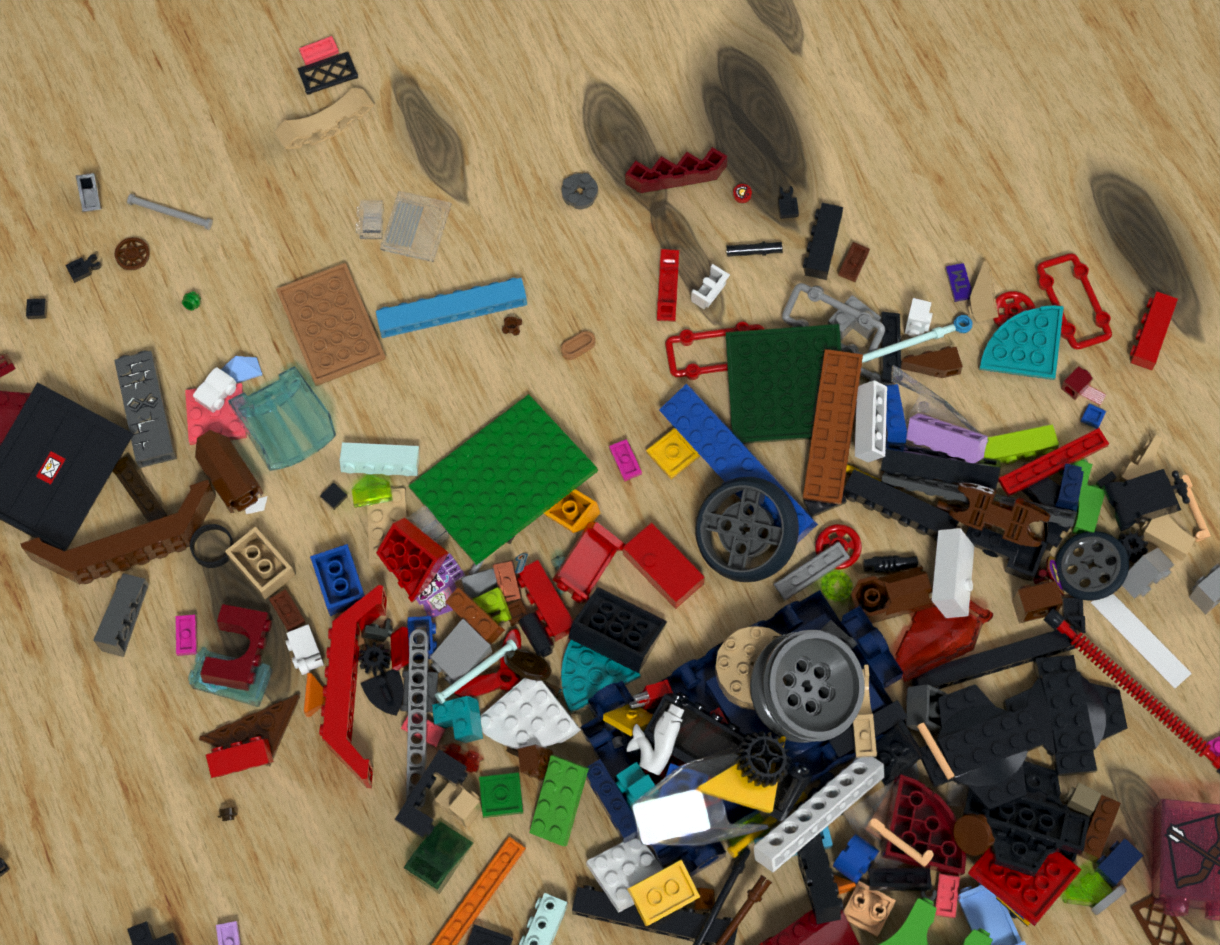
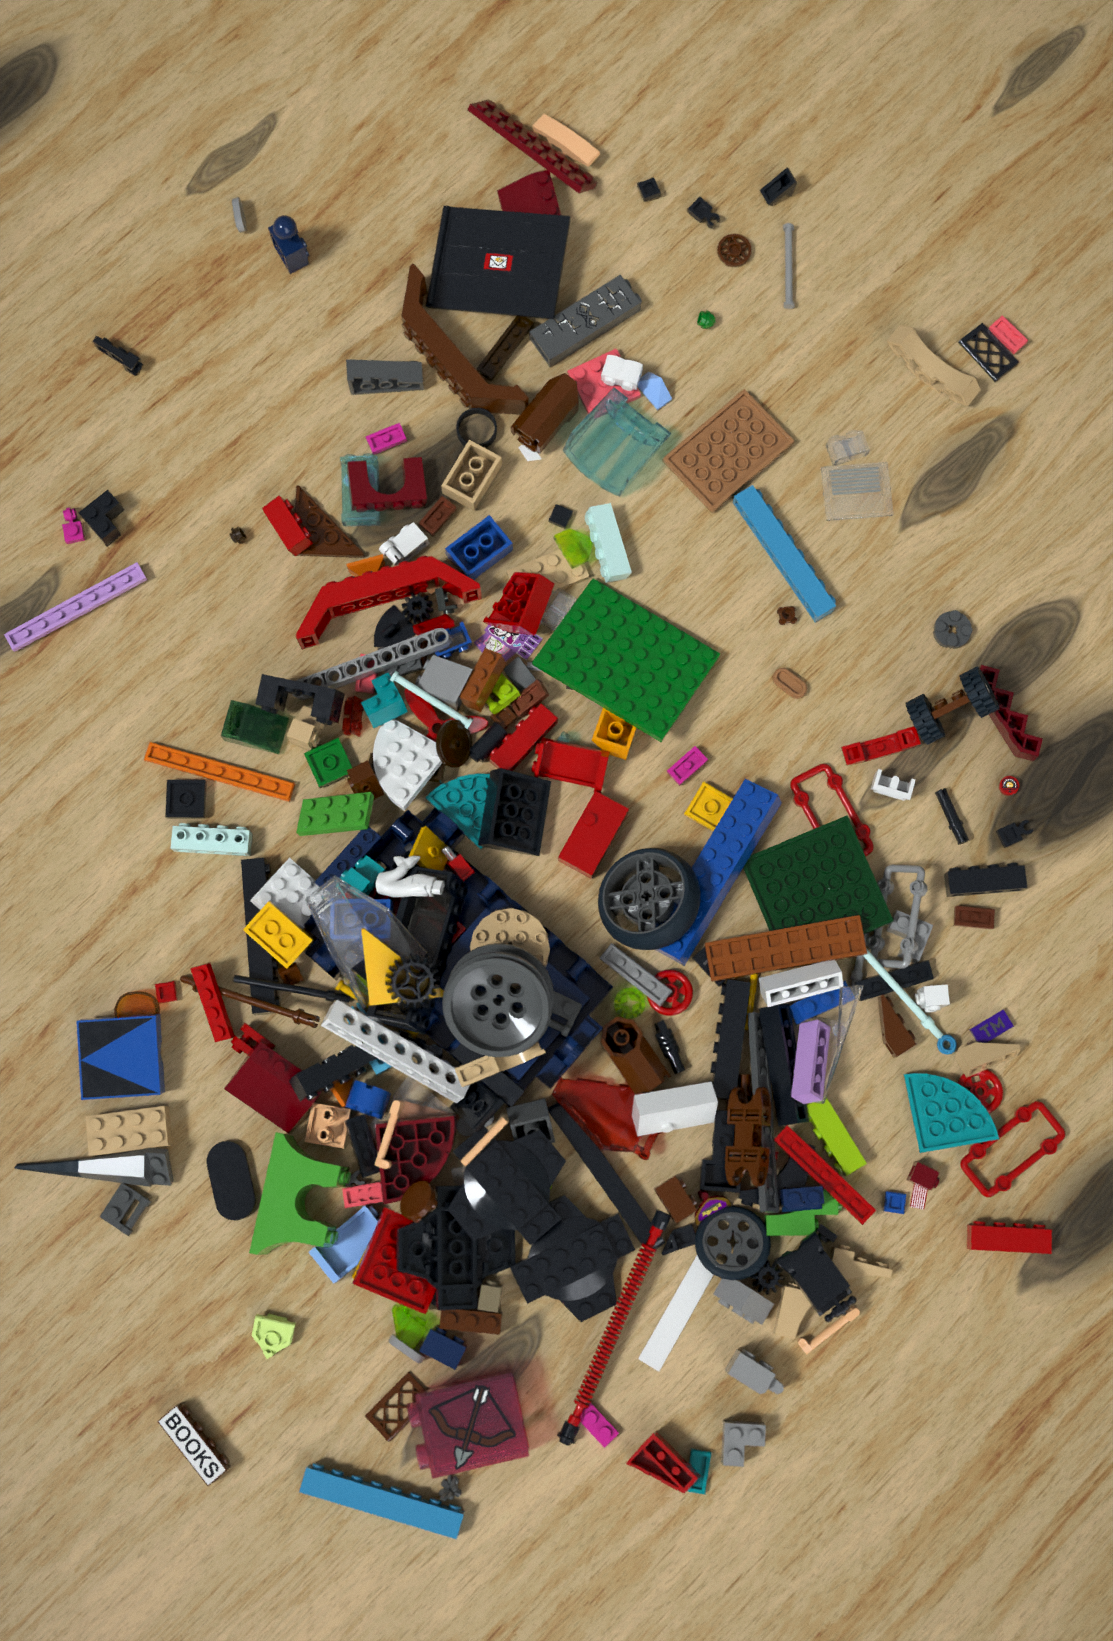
camera: 70 degrees right, 10 degrees up
(522, 560) = (557, 704): dark azure sticker -> none
(656, 233) = (927, 717): none -> black plate

